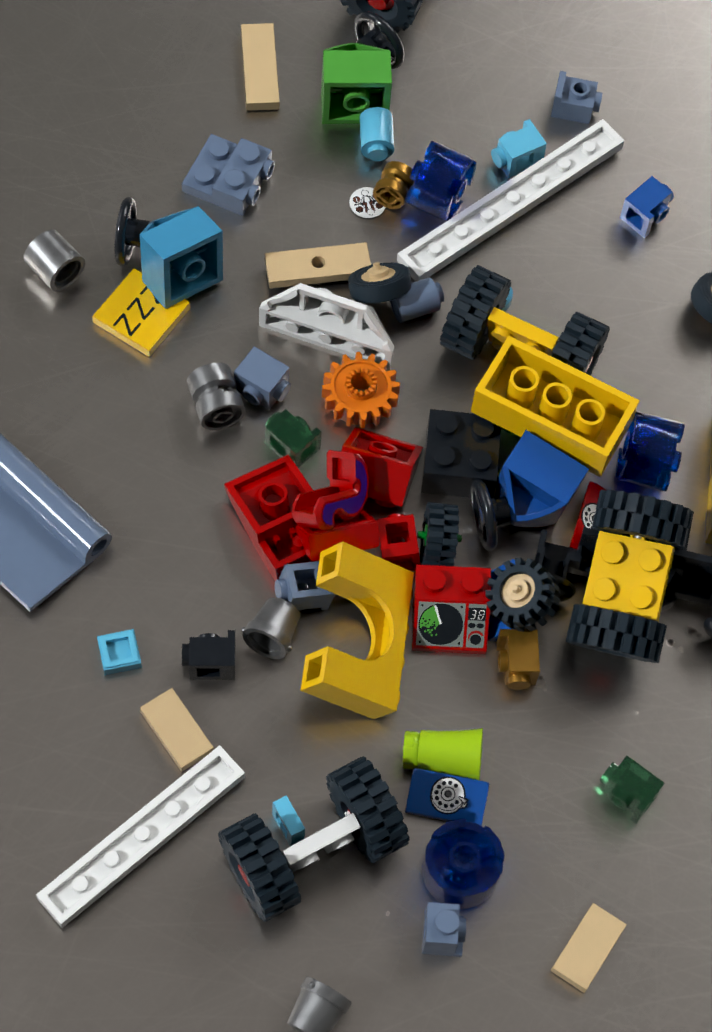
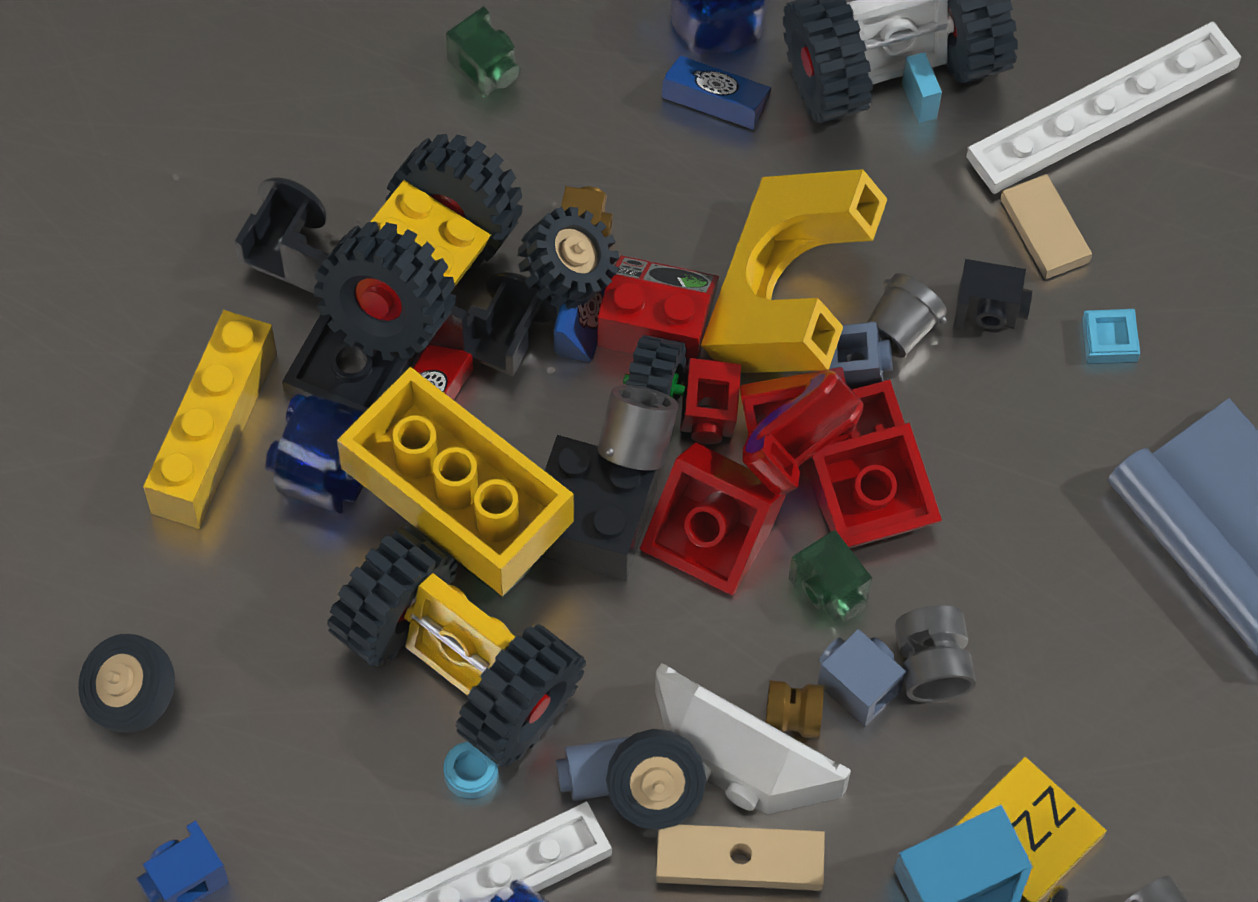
camera: 165 degrees left, 0 degrees up
(293, 352) = (795, 708): none -> pearl gold wheel
(360, 407) = (722, 610): orange gear -> none
(443, 477) = (637, 427): none -> flat silver piece
(444, 751) = (709, 127): lime plant -> none
(531, 489) = (524, 403): blue piece -> none

